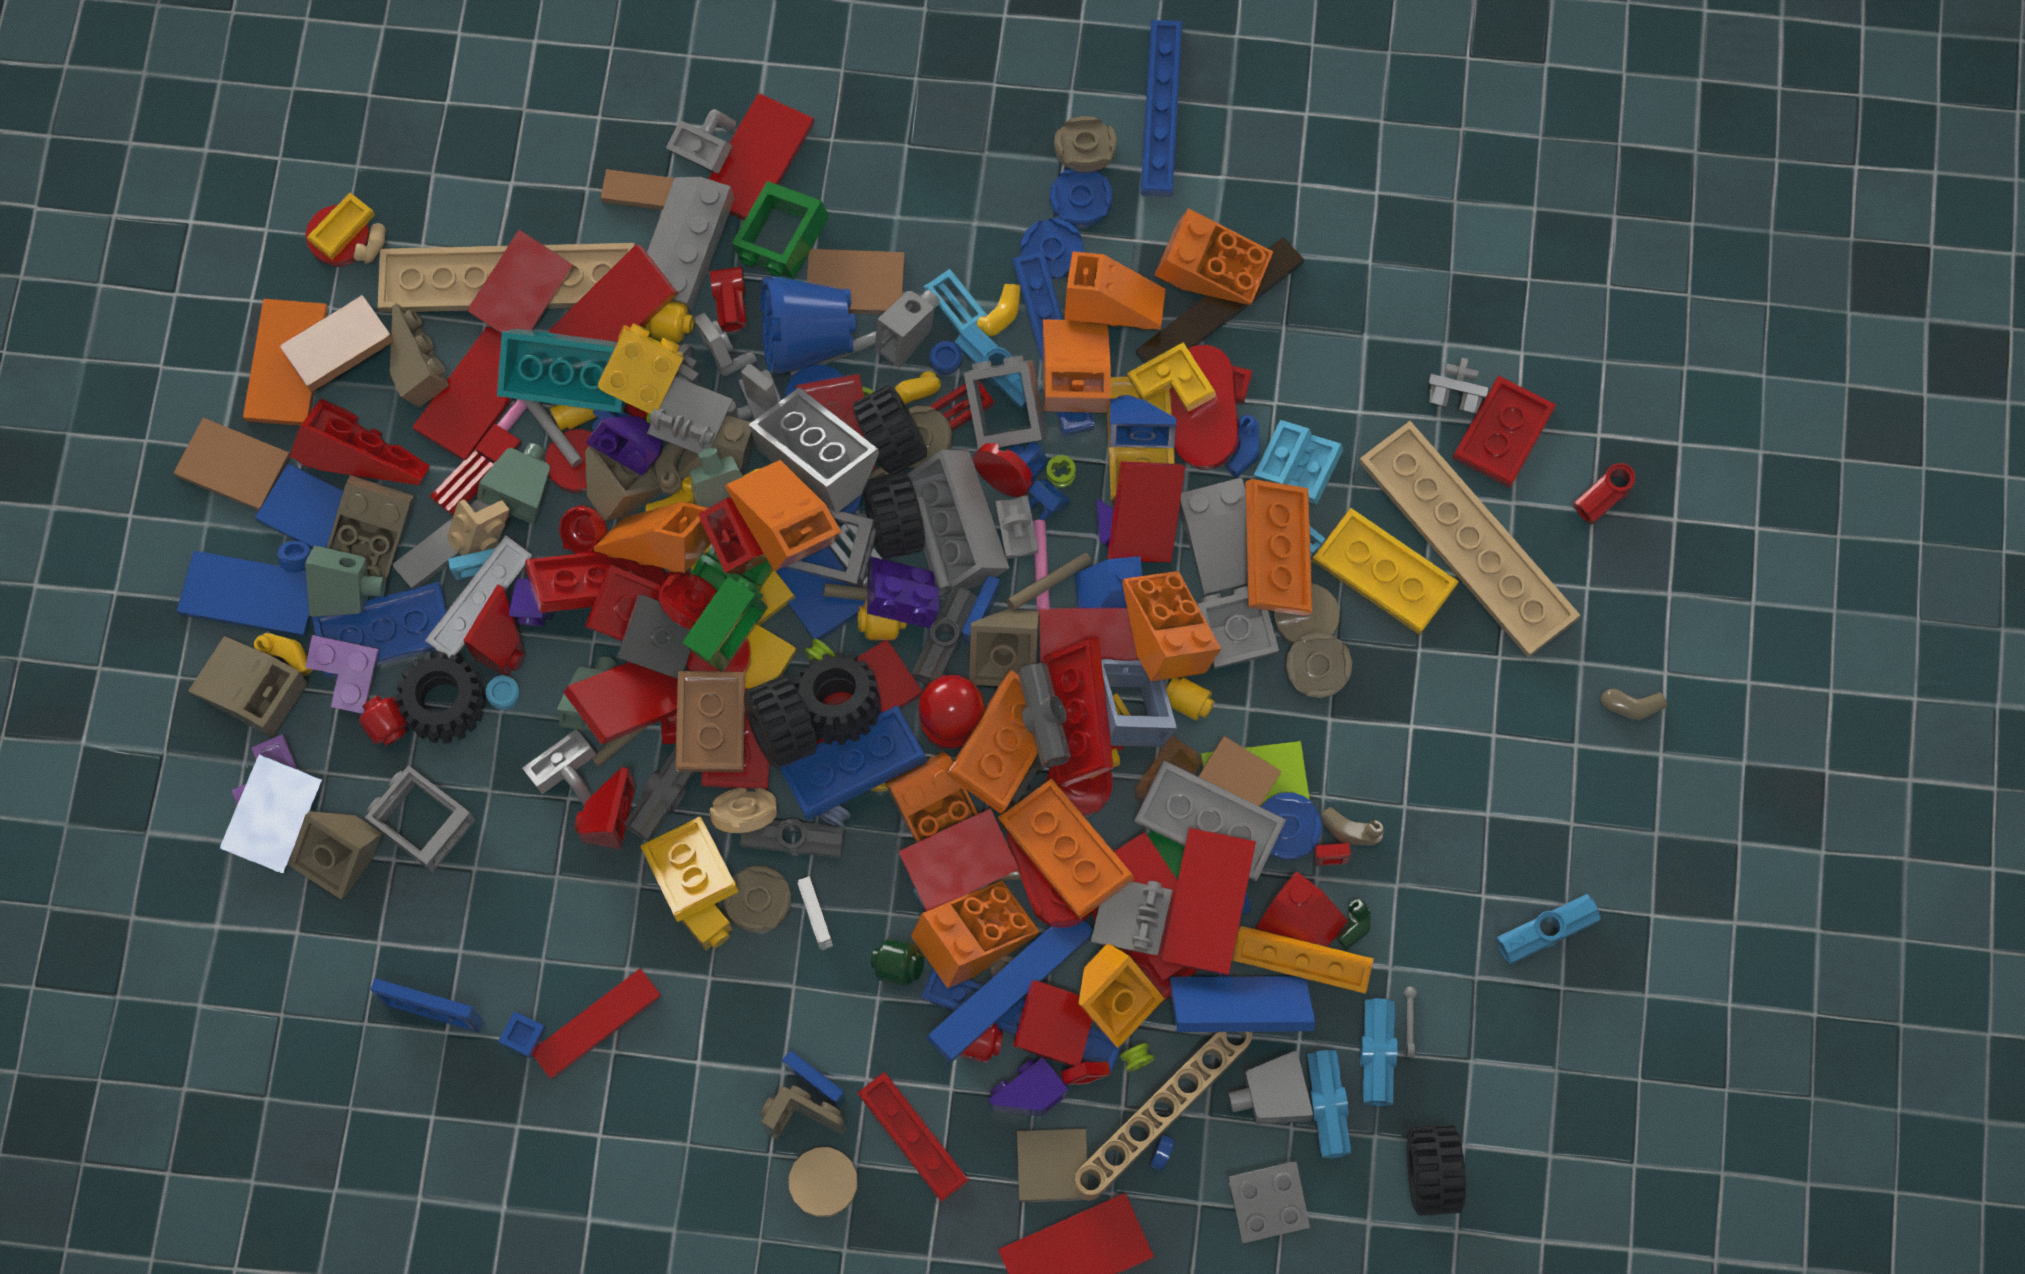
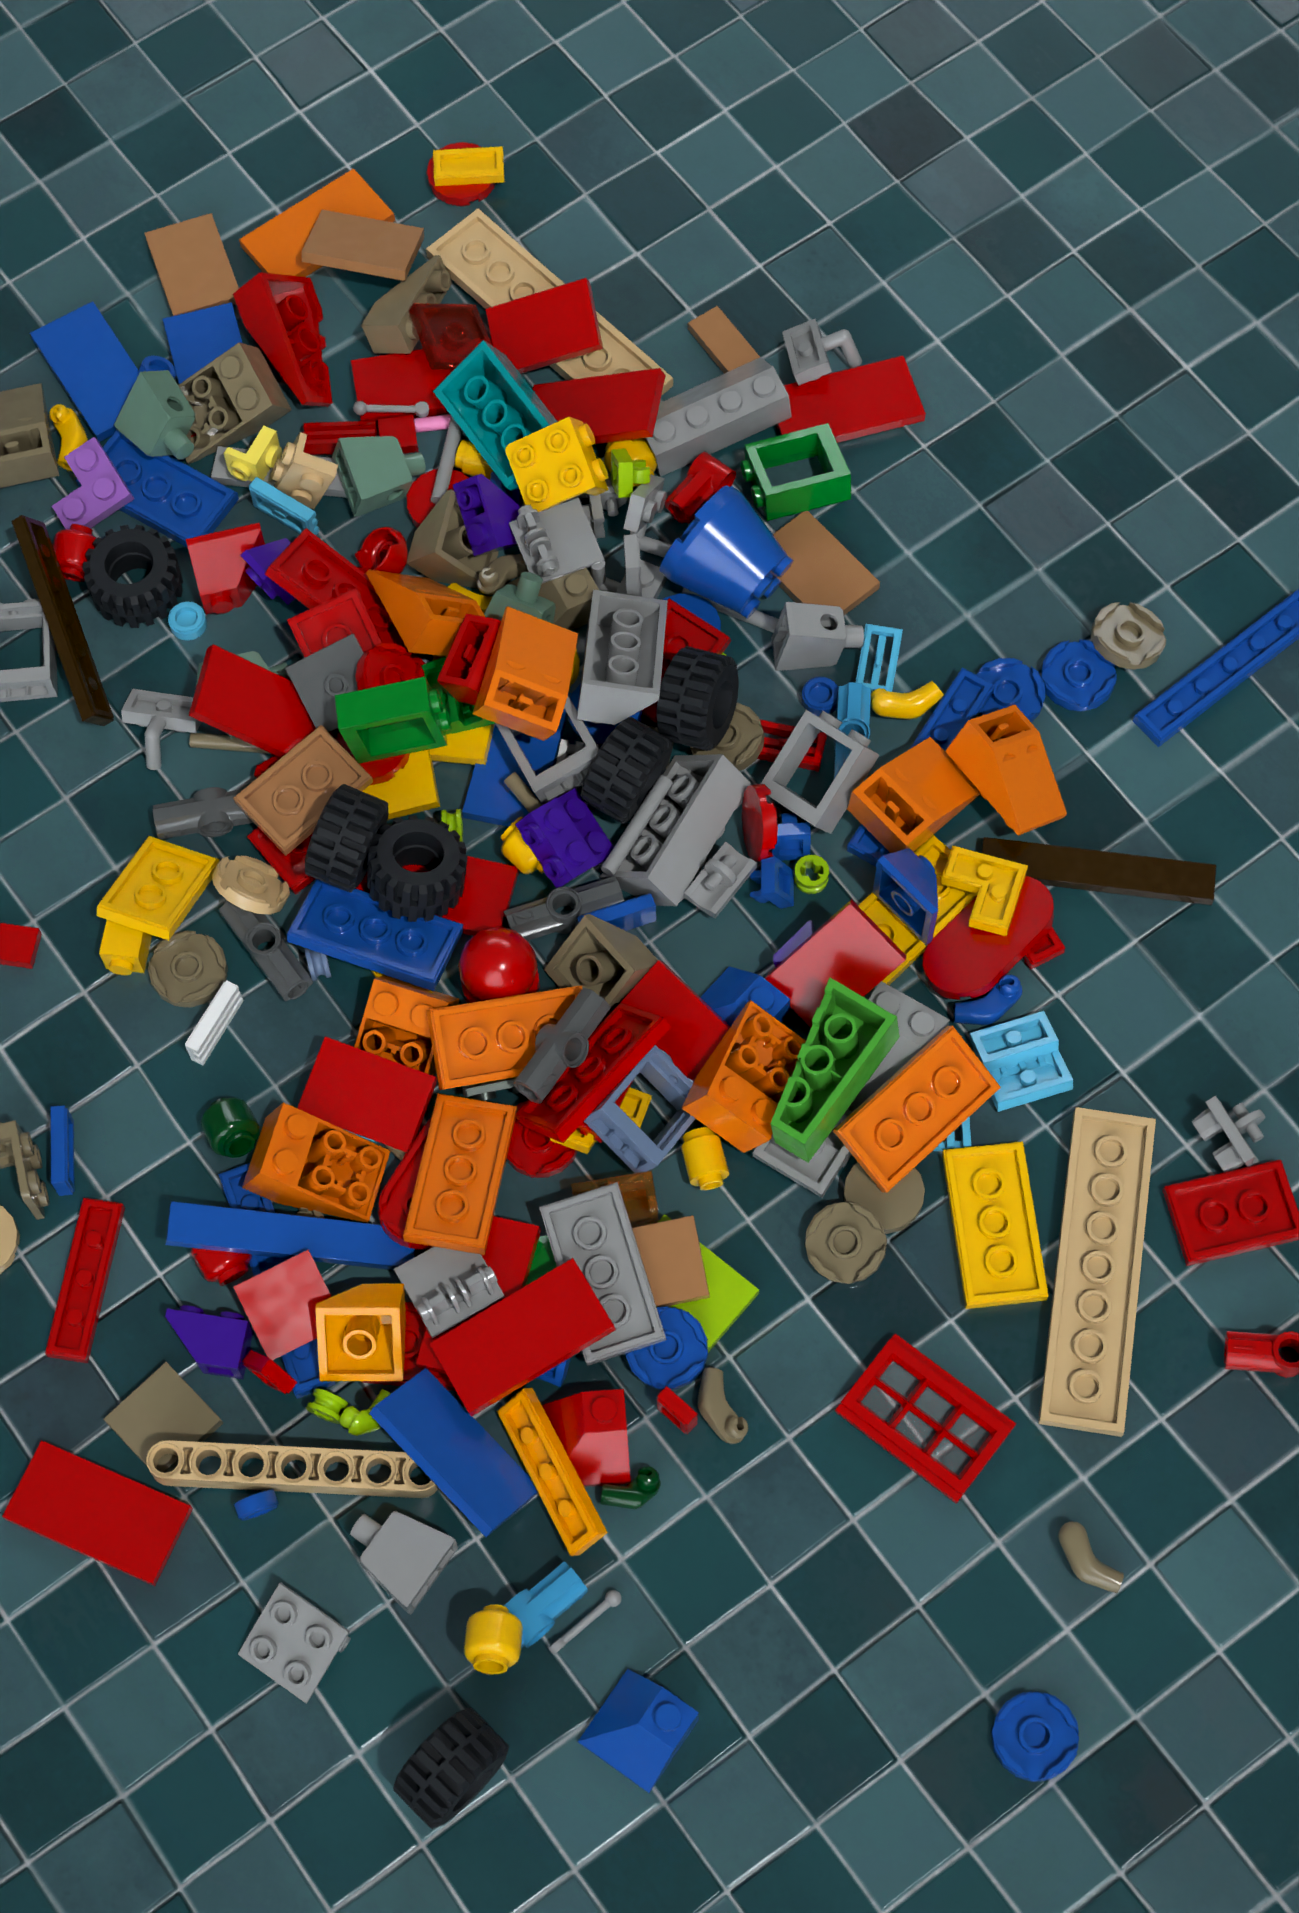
camera: 45 degrees right, 5 degrees down
(375, 243) = (482, 200): tan arm -> none
(432, 768) = (63, 621): none -> dark brown tile
(436, 556) = (258, 459): none -> light yellow bracket
(466, 348) = (448, 332): none -> clear red plate
(496, 415) = (421, 409): none -> light grey hinge
(500, 569) = (276, 521): light grey tile -> none
(607, 811) = (154, 781): red slope -> none
(684, 331) = (626, 472): none -> lime tile
(919, 387) = (767, 696): yellow arm -> none
(1041, 562) = (709, 932): bright pink bar -> none
(1048, 581) = (698, 949): dark tan bar -> none
(1168, 1035) = (361, 1421): none -> lime arm
(1210, 562) = (832, 1067): none -> bright green wedge
(1213, 260) = (1130, 824): orange slope -> none
(1329, 1104) = (435, 1615): dark azure piece -> none
(1382, 1079) = (493, 1639): none -> yellow head
(1466, 717) = (925, 1418): none -> red piece
(1503, 1044) = (639, 1729): none -> blue slope
(1566, 919) = (818, 1683): dark azure piece -> none
(1706, 827) = (1035, 1736): none -> blue tile

